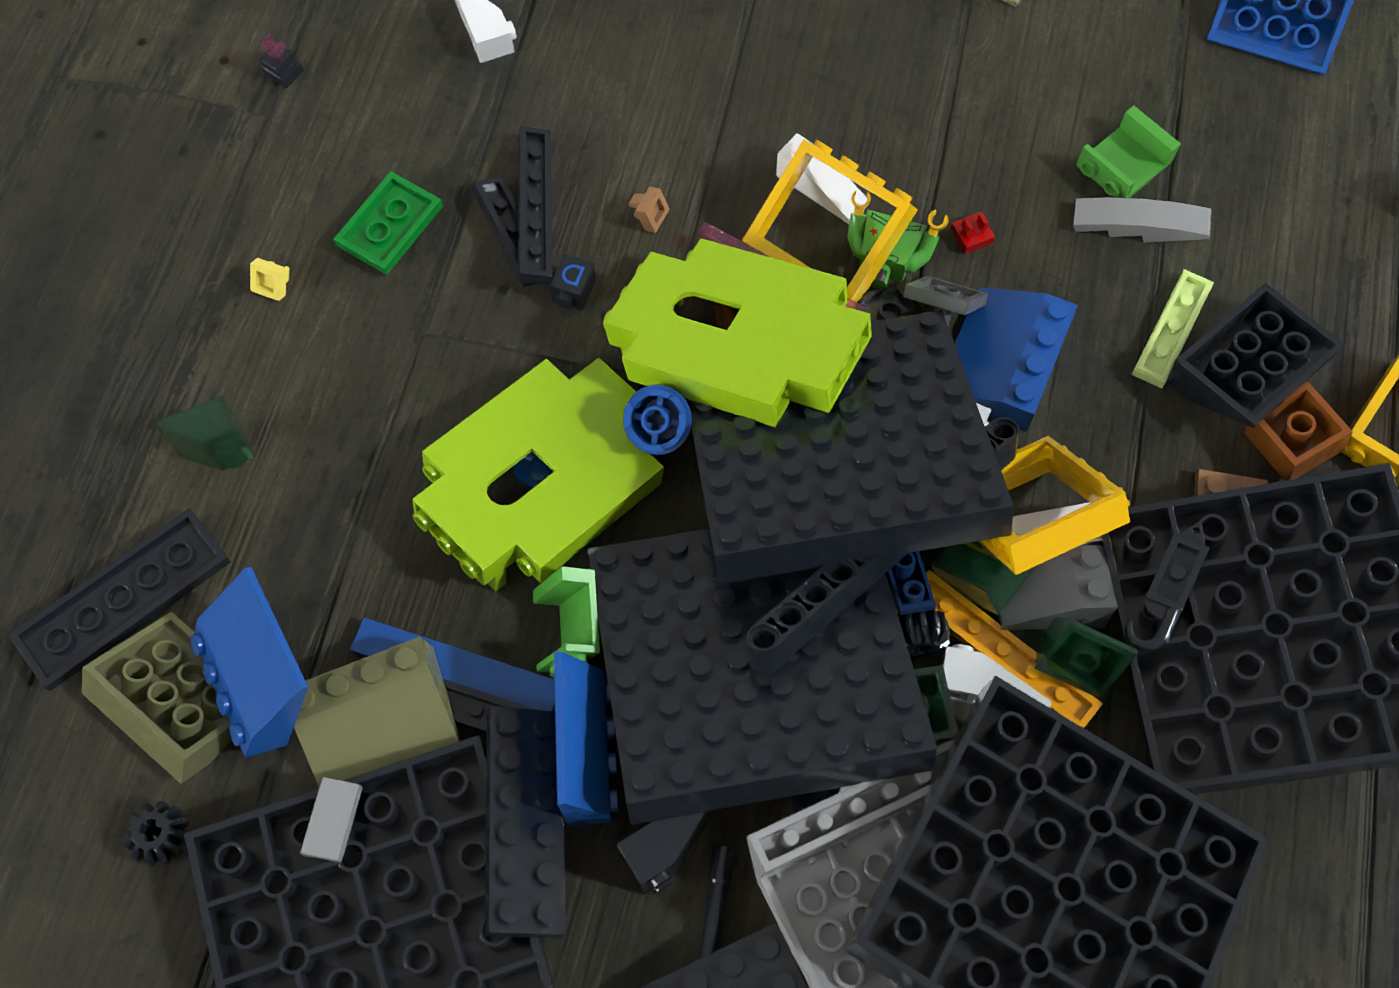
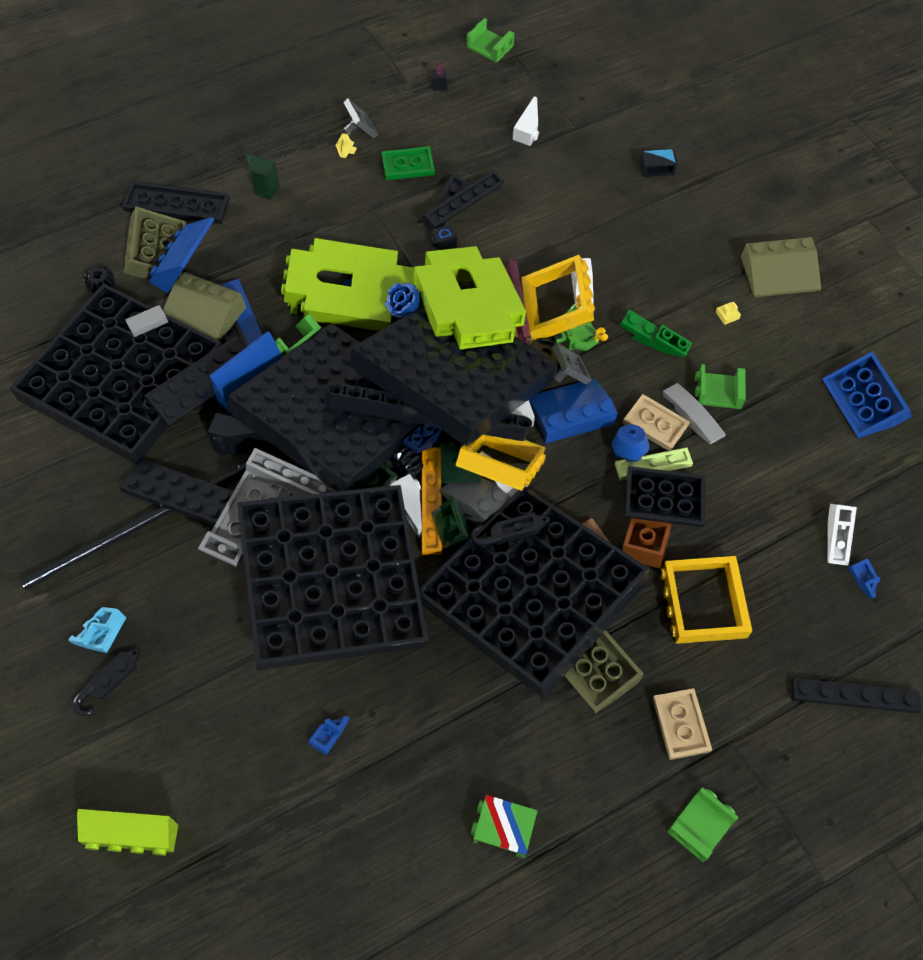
camera: 45 degrees right, 5 degrees down
(247, 222) = (360, 119): none -> dark grey tile
(650, 208) = (504, 239): medium nougat tile -> none
(972, 232) = (618, 358): red tile -> none
(986, 163) = (658, 338): none -> green slope
(1017, 53) = (728, 313): none -> light yellow tile
(1116, 272) = (657, 421): none -> tan plate
(1129, 328) = (630, 443): none -> blue cone

